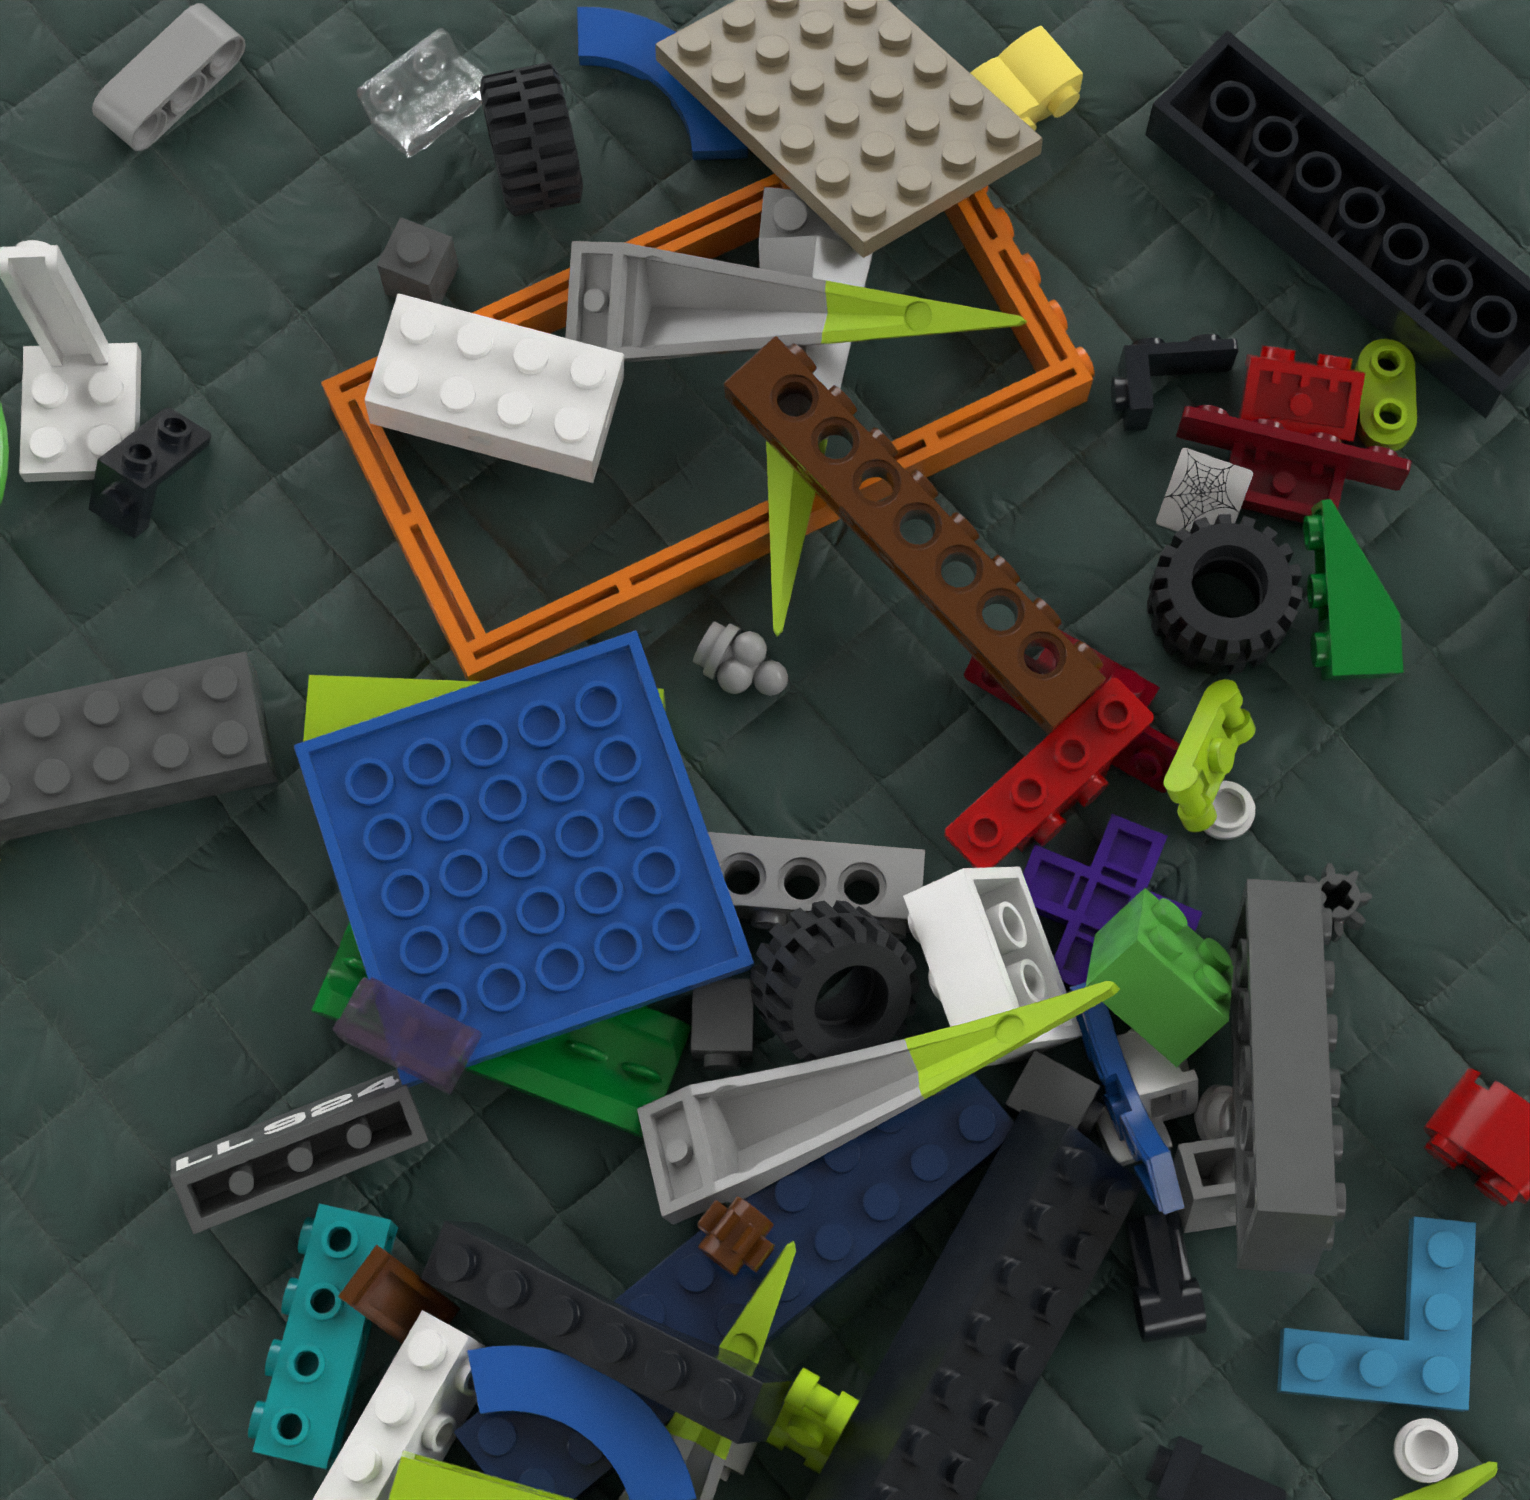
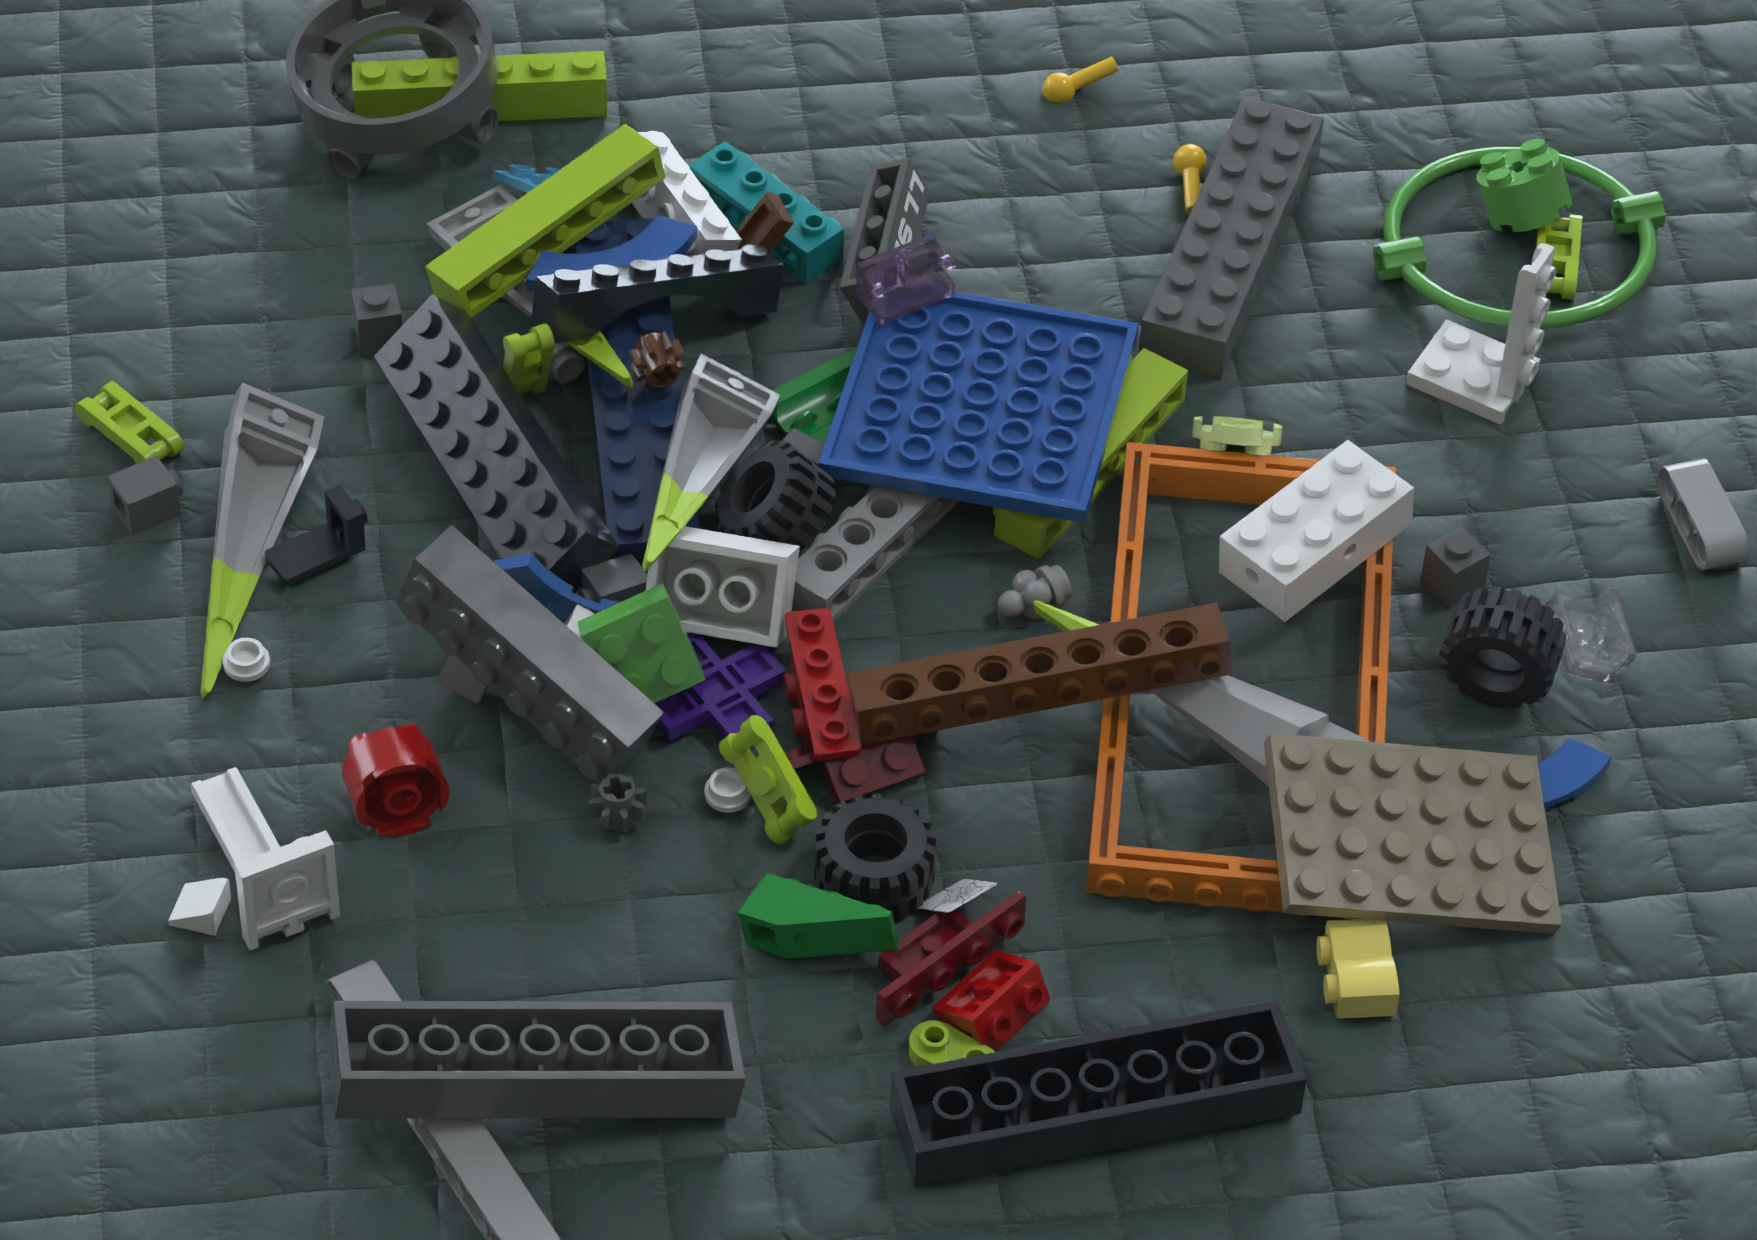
camera: 120 degrees right, 25 degrees down
(134, 468) = (1407, 377): black bracket -> none
(392, 574) = (1236, 432): none -> yellowish green plate
(690, 306) = (1302, 642): light grey plate -> none
(1154, 357) = (1078, 910): black bracket -> none
(1434, 1357) = (297, 687): dark azure plate -> none

